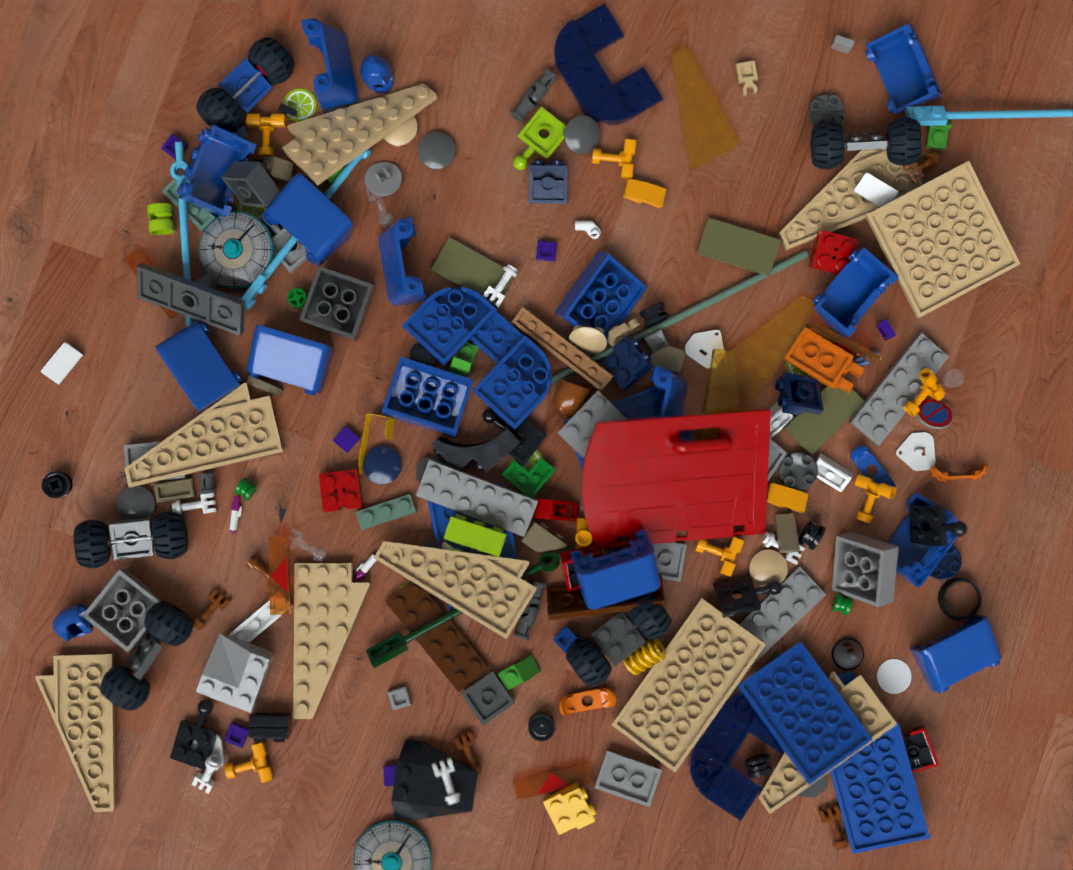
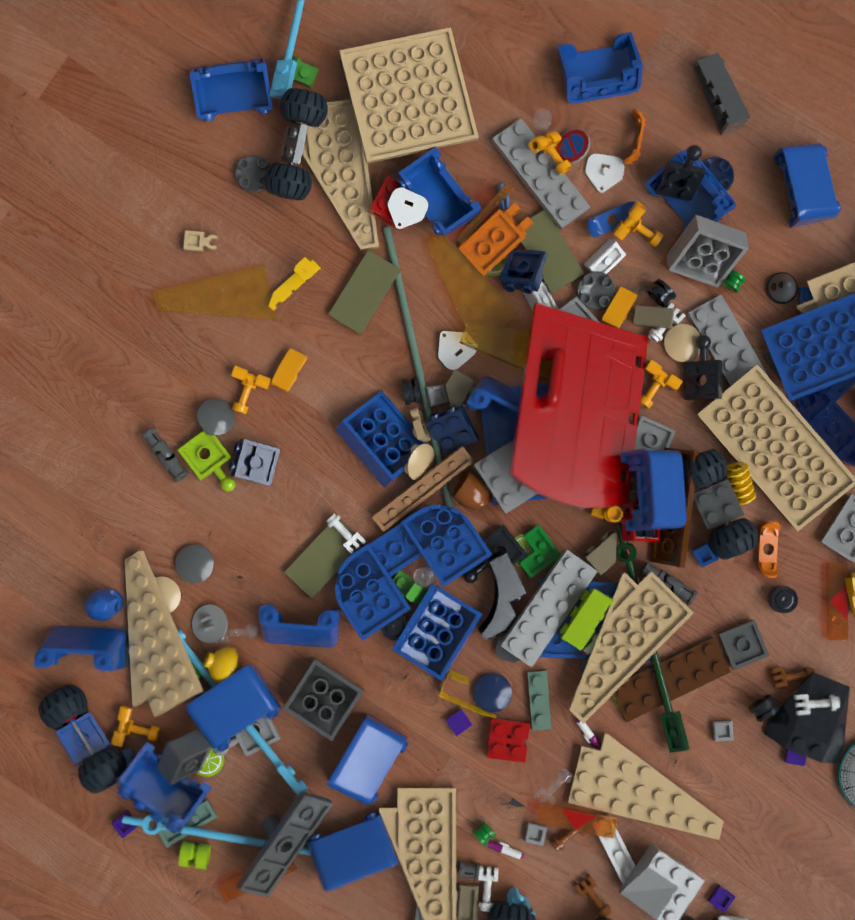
camera: 70 degrees left, 0 degrees up
(191, 535) = (514, 897): none -> medium azure piece
(236, 249) = (244, 786): light grey dish -> none
(257, 539) = (535, 833): none -> light grey tile
(258, 763) = (753, 884): light orange bar -> none
(264, 386) = (386, 791): dark tan tile -> none
(269, 726) = (721, 864): black brick -> none
(276, 168) = (173, 728): dark tan slope -> none
(288, 111) = (118, 701): black piece -> none
(295, 296) = (304, 737): green wheel -> none
(303, 102) = (114, 688): lime sticker -> none
(347, 197) = (221, 663): none -> yellow piece
(431, 732) = (764, 708): none -> black wheel
(477, 369) = (423, 576): none -> clear tile
(519, 672) = (725, 607): bright green slope -> none
(546, 251) = (321, 480): dark purple tile -> none
(556, 510) = (578, 533): red slope -> none
(585, 77) = (160, 398): clear blue plate -> none
(590, 227) = (308, 432): white arm -> none
(744, 182) = (303, 271): none -> yellow piece
(825, 264) = (404, 213): none -> white piece
(842, 44) = (190, 141): light grey tile -> none
(875, 190) = (343, 146): white slope -> none
(885, 330) = (480, 171): dark purple tile -> none
(894, 676) = (813, 249): white sticker -> none
(932, 159) = (326, 84): dark orange hinge -> none
(942, 595) = (746, 183): black tyre -> none
(1015, 422) = (601, 71): none -> blue windscreen
(1025, 546) = (721, 94): none -> dark grey wedge

